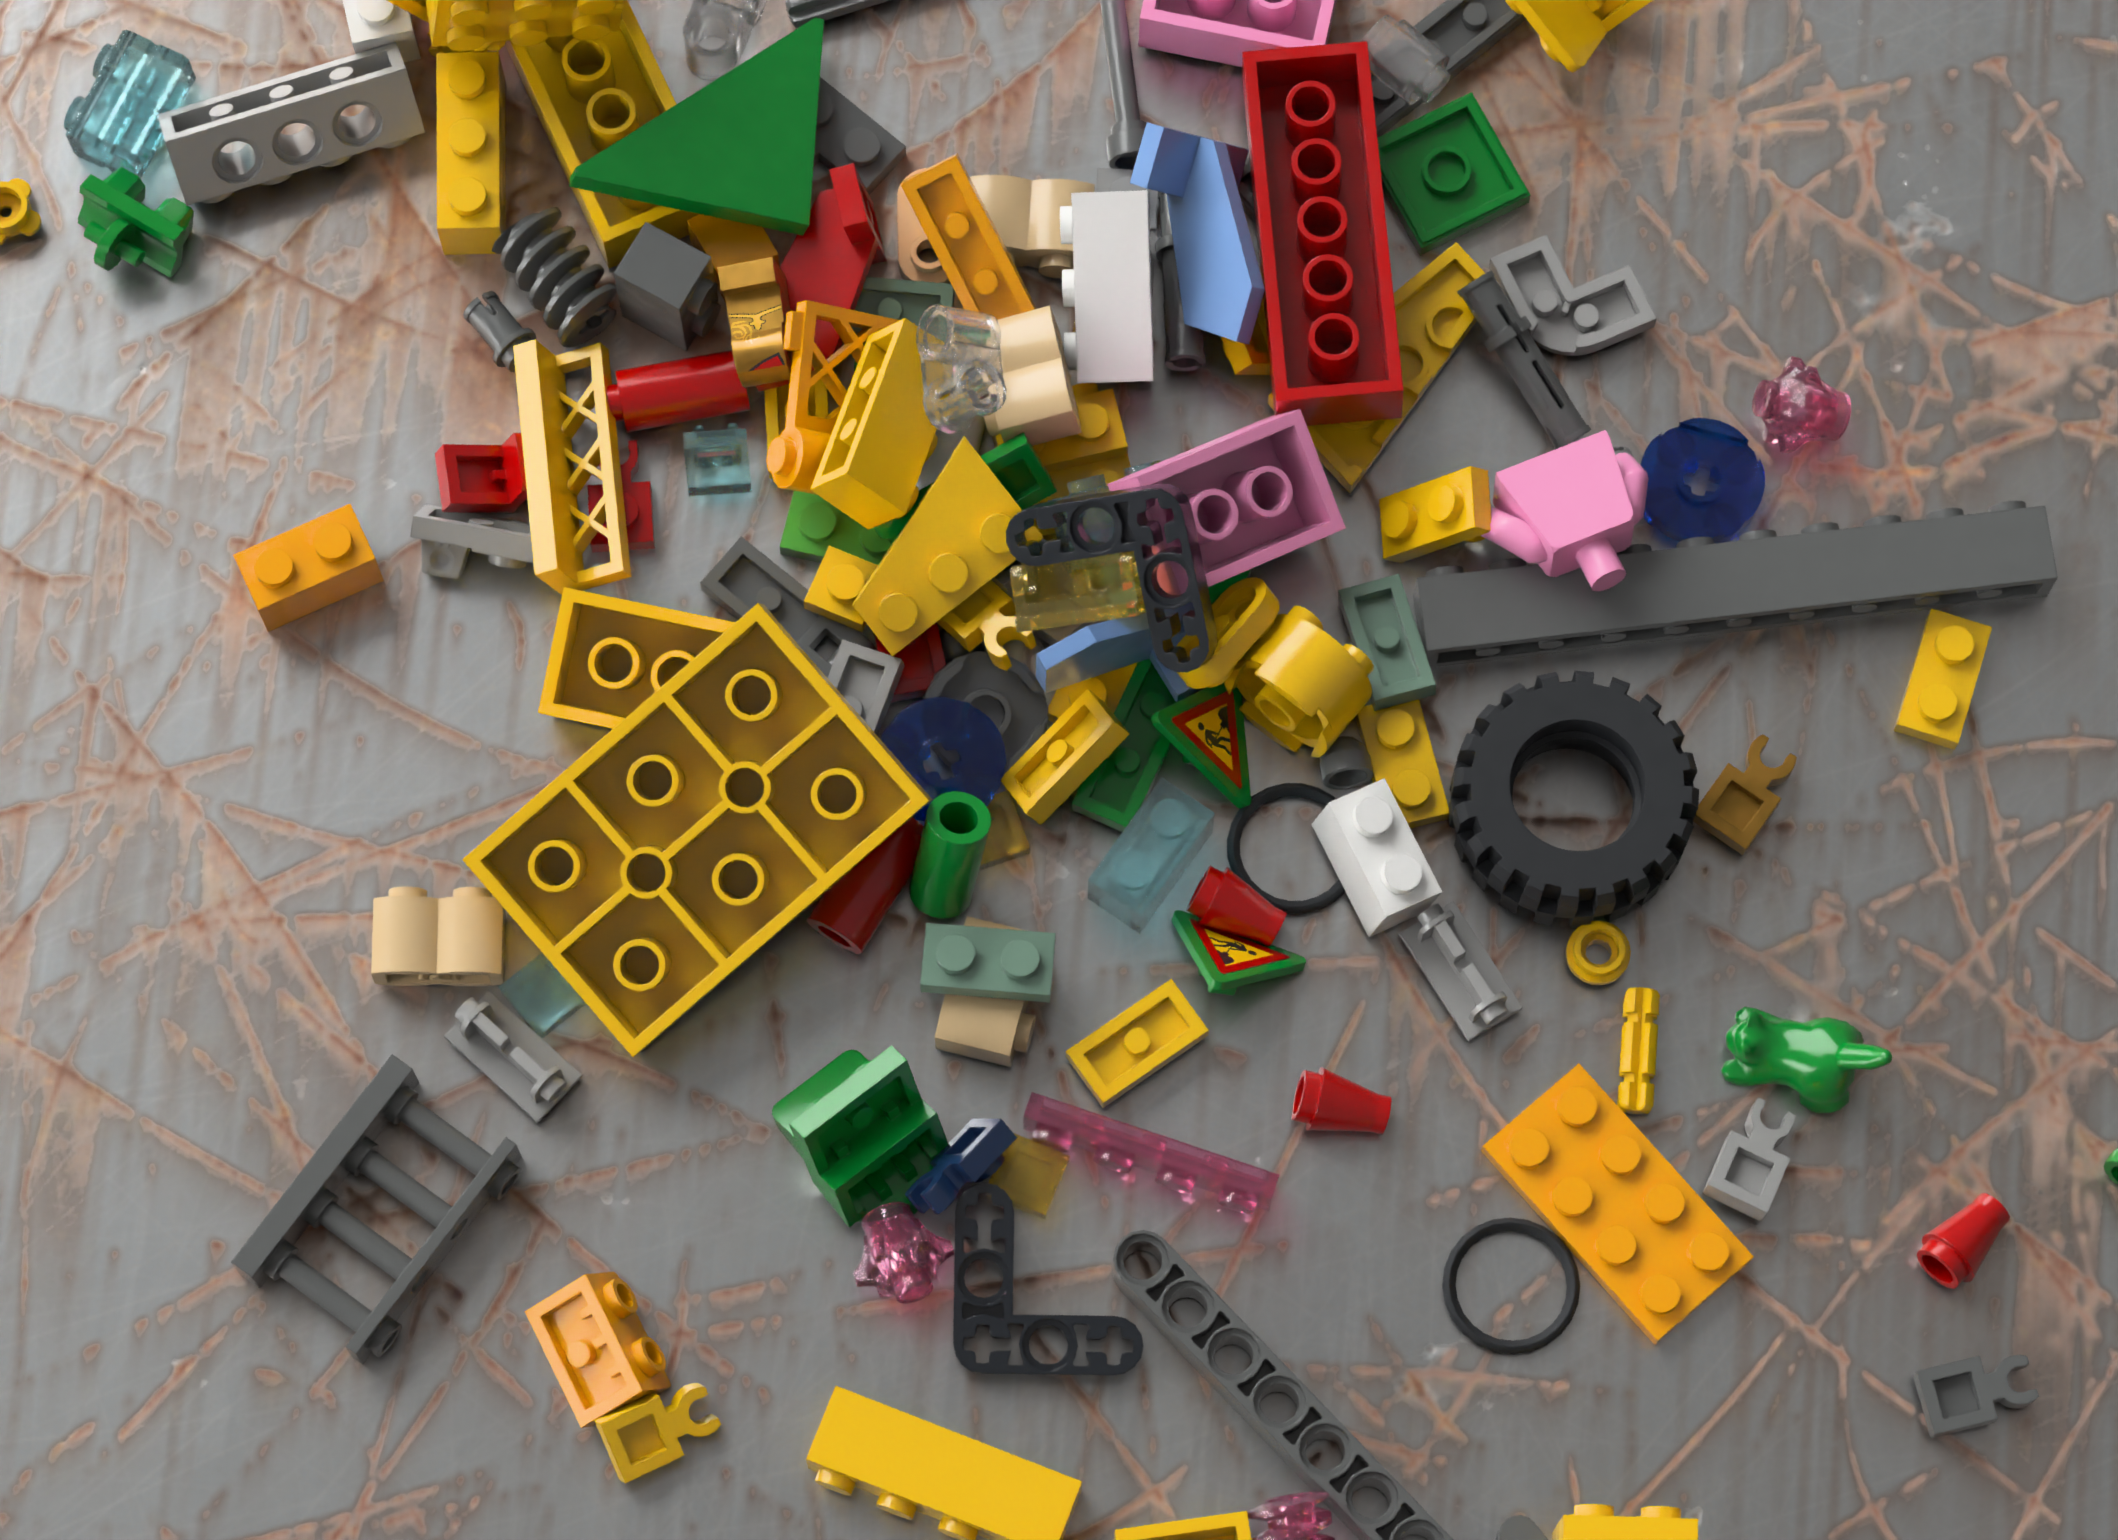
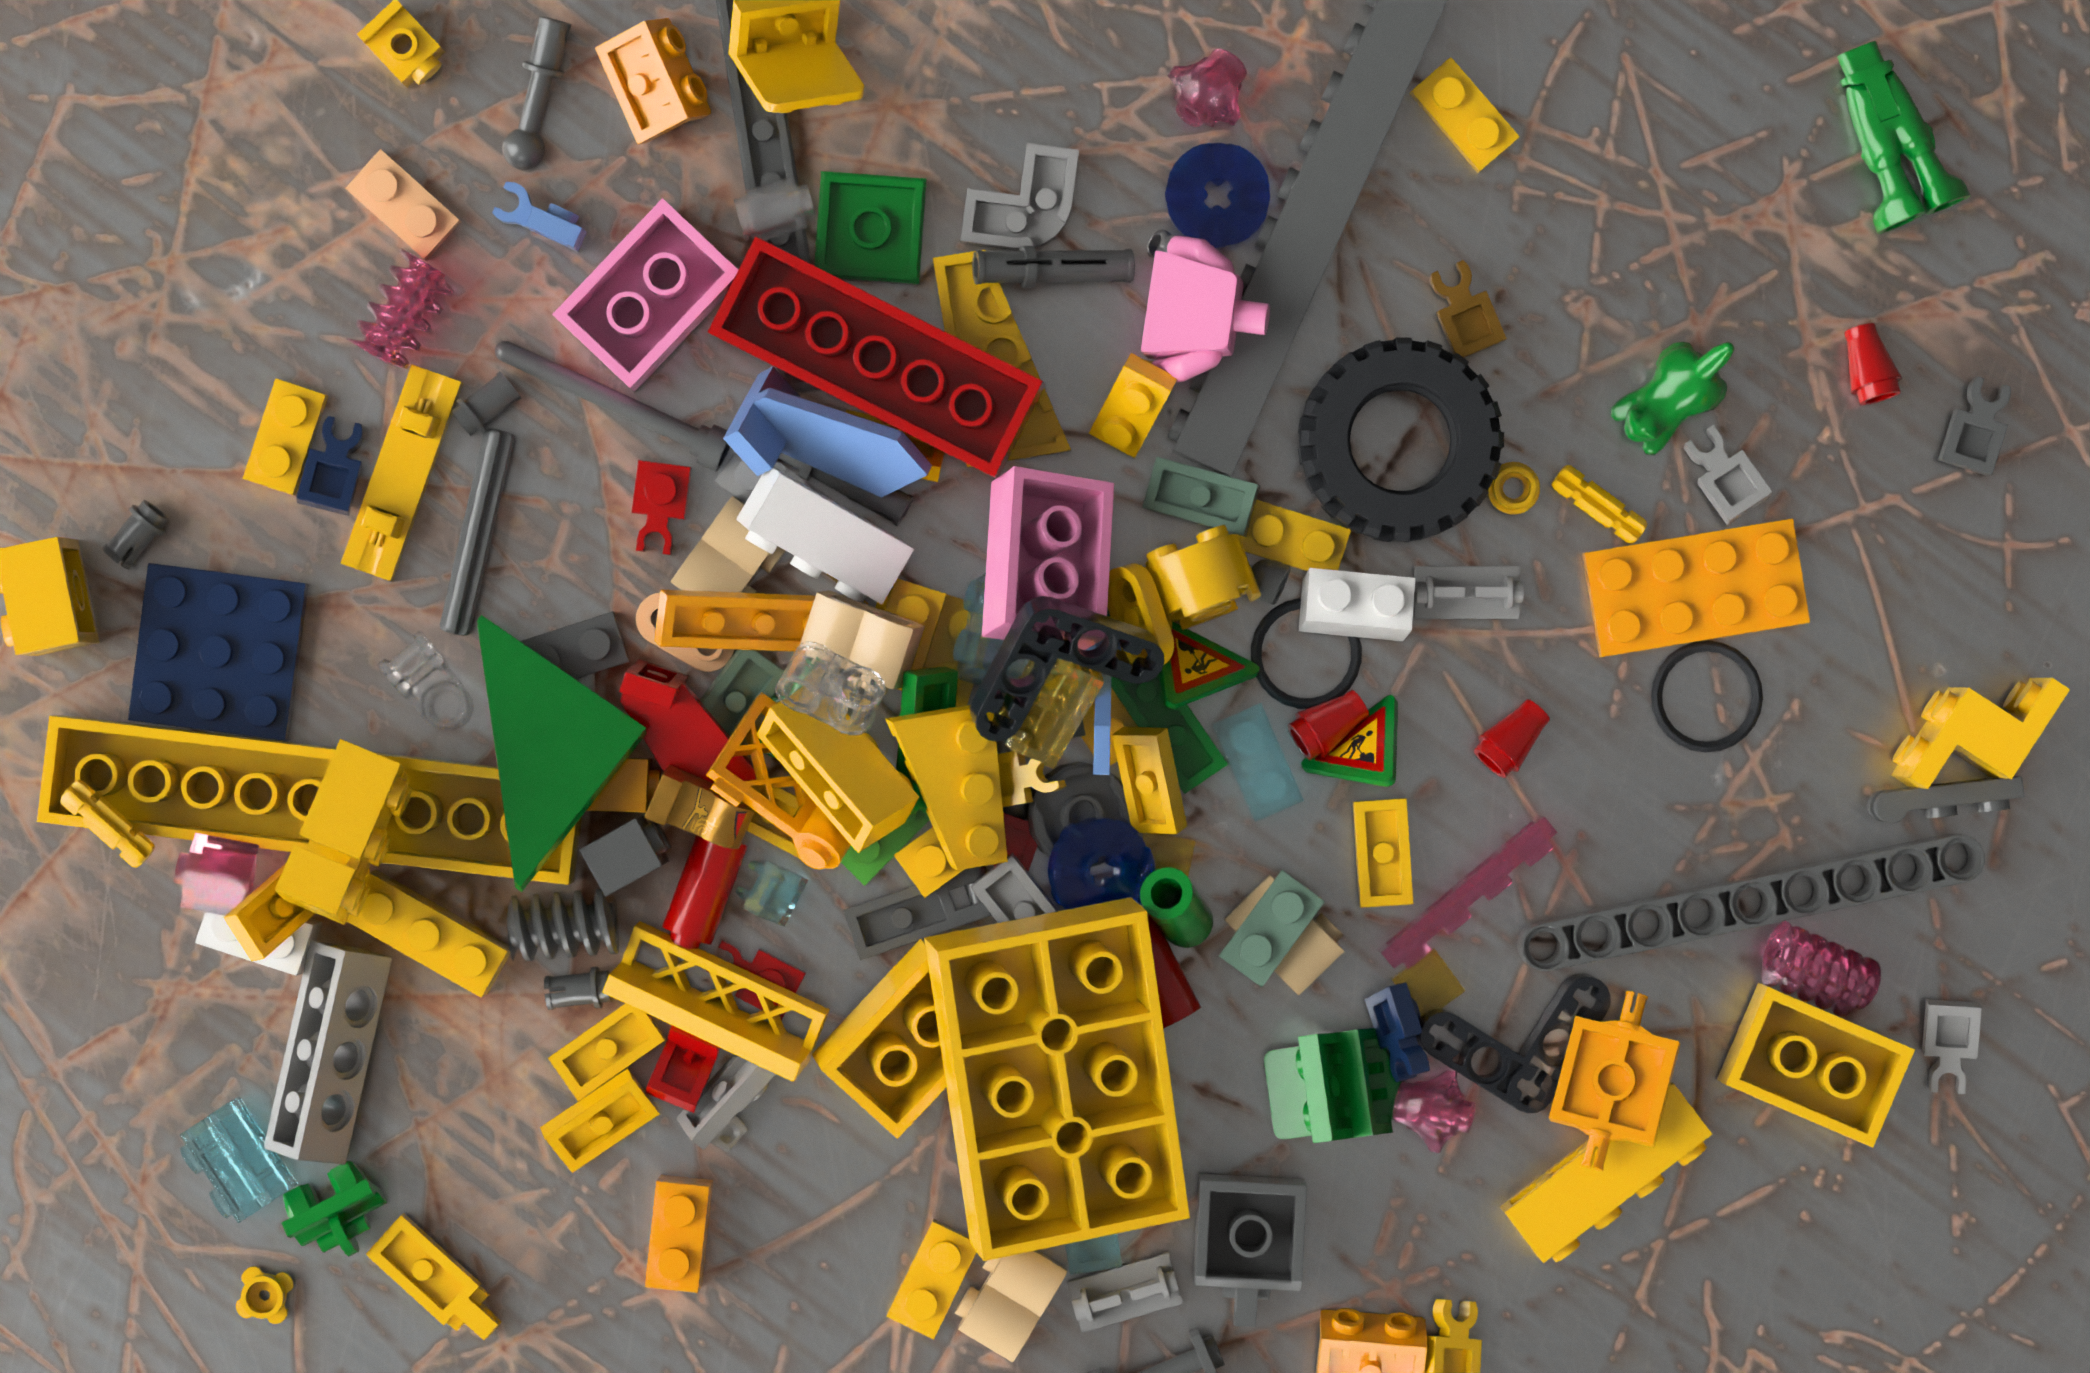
camera: 55 degrees left, 15 degrees up
(119, 361) = (433, 1277): none -> yellow hinge
(379, 426) = (599, 1120): none -> yellow plate
(409, 854) = (932, 1279): none -> yellow plate
(456, 392) = (606, 1049): none -> yellow plate
(646, 1139) = (1249, 1238): none -> dark grey hinge
(1046, 1413) = (1614, 1081): none -> light orange plate
(1048, 128) = (660, 494): none -> red plate

